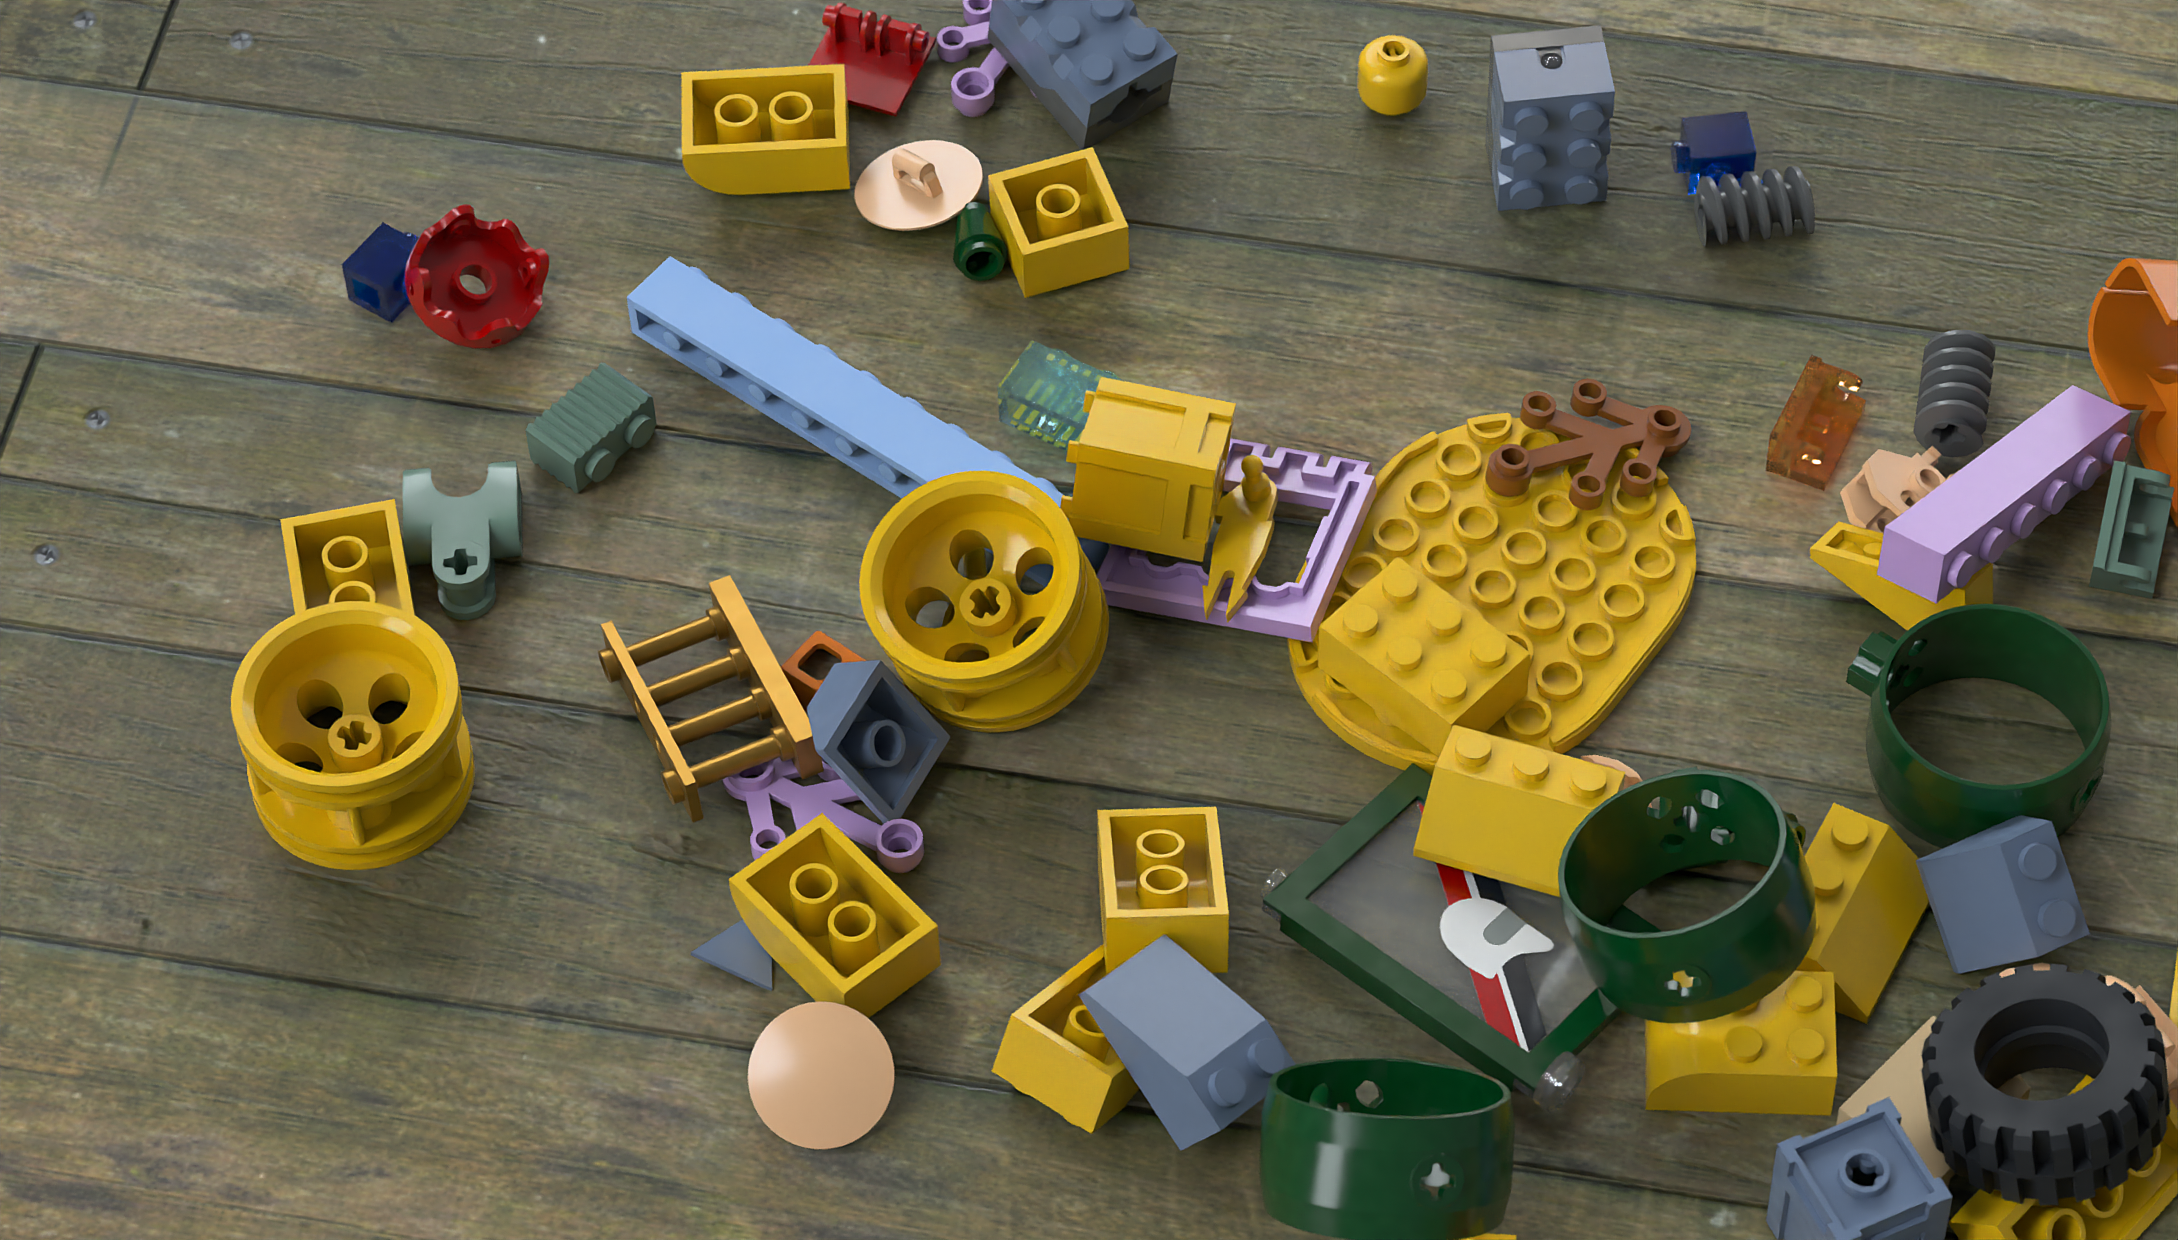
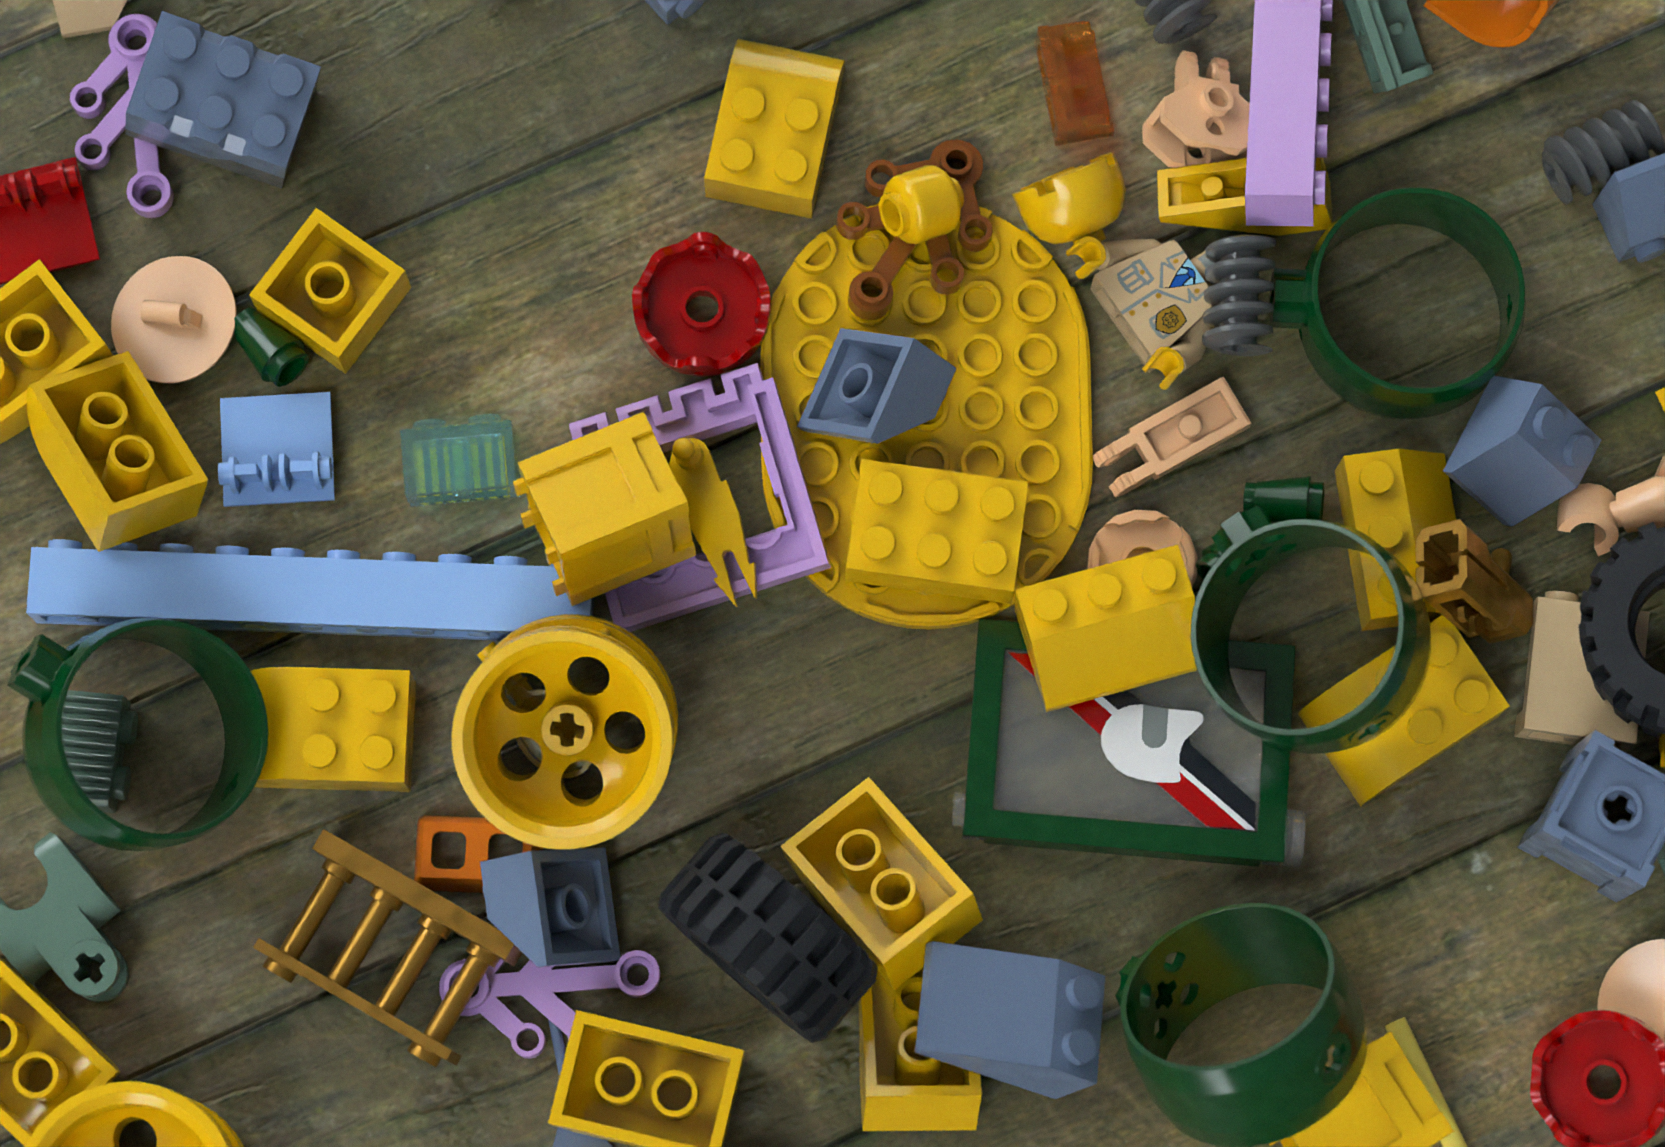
camera: 40 degrees left, 25 degrees up
(603, 305) = (44, 677): none -> dark green cylinder
(791, 228) = (114, 451): none -> yellow brick
(795, 523) = (338, 728): none -> yellow brick
(922, 316) = (276, 449): none -> light blue hinge
(1025, 842) = (768, 937): none -> black tyre
(1364, 375) = (695, 269): none -> red plate
(1464, 529) = (876, 387): none -> sand blue slope
(1523, 316) = (773, 128): none -> yellow brick
(1603, 420) = (921, 204): none -> yellow head
(1694, 726) = (1176, 435): none -> light nougat hinge
(1743, 493) = (1074, 201): none -> yellow cylinder
(1760, 607) = (1151, 298): none -> tan torso
(1831, 625) = (1237, 295): none -> dark grey piece
(1869, 962) = (1470, 584): none -> pearl gold piece

